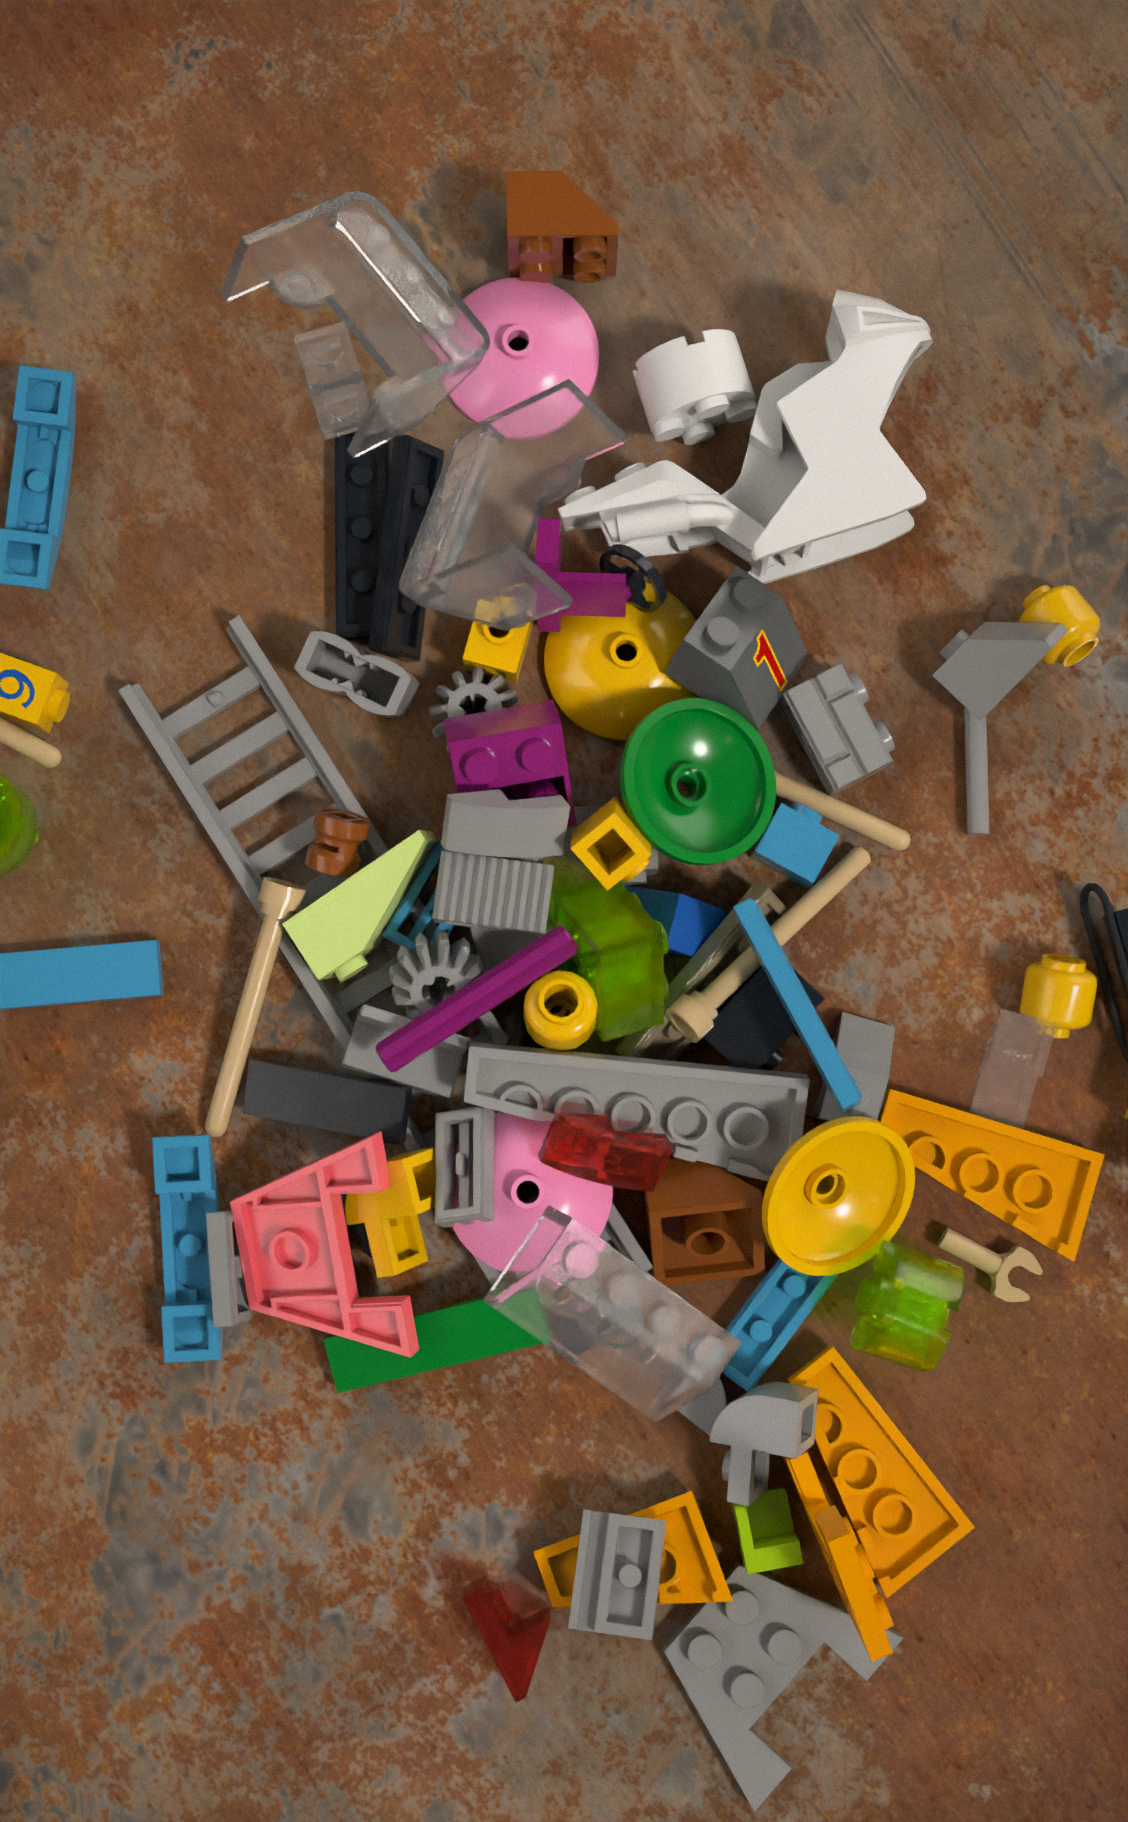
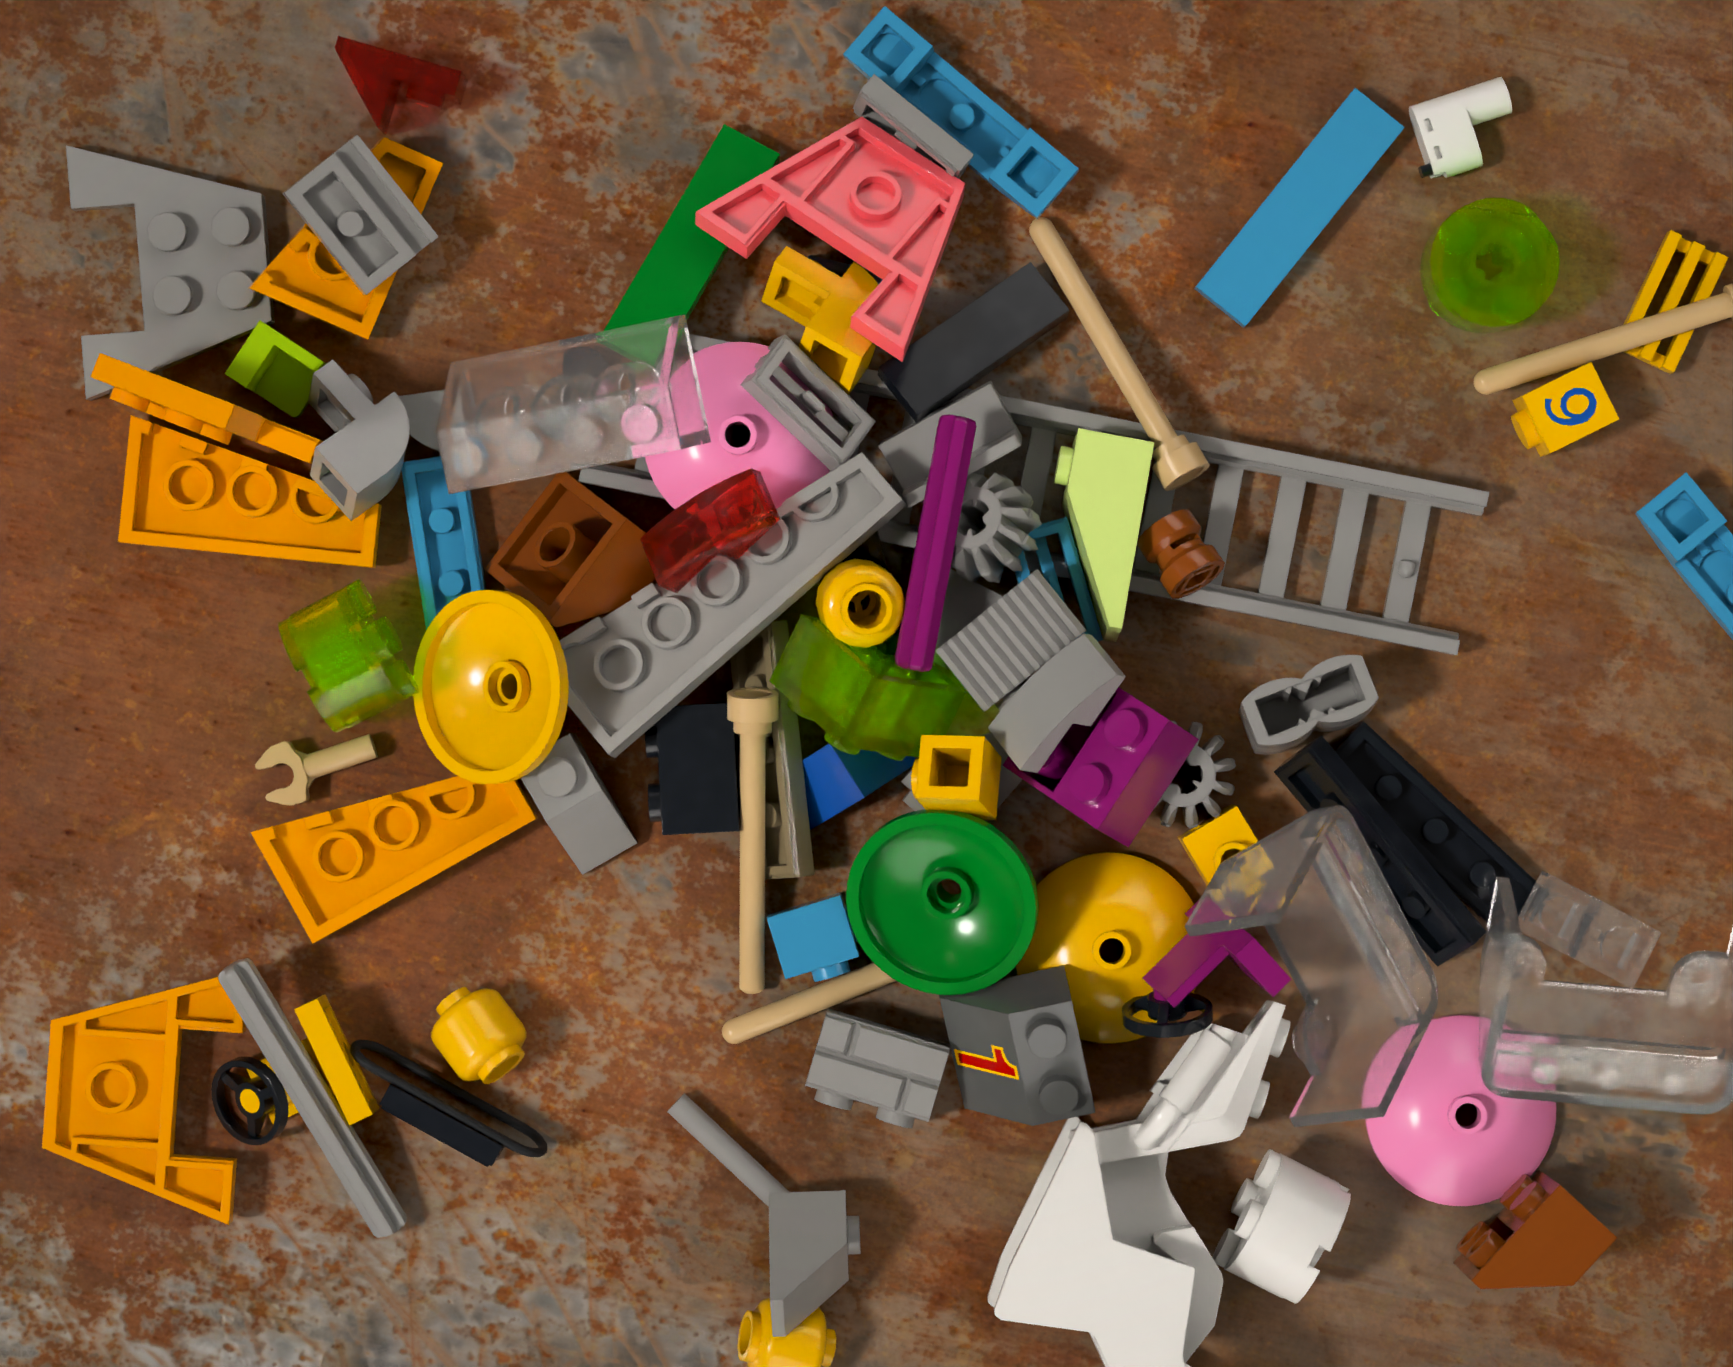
camera: 130 degrees right, 5 degrees up
(797, 1005) = (678, 802): dark azure tile -> none
(1010, 1067) = (456, 936): clear slope -> none

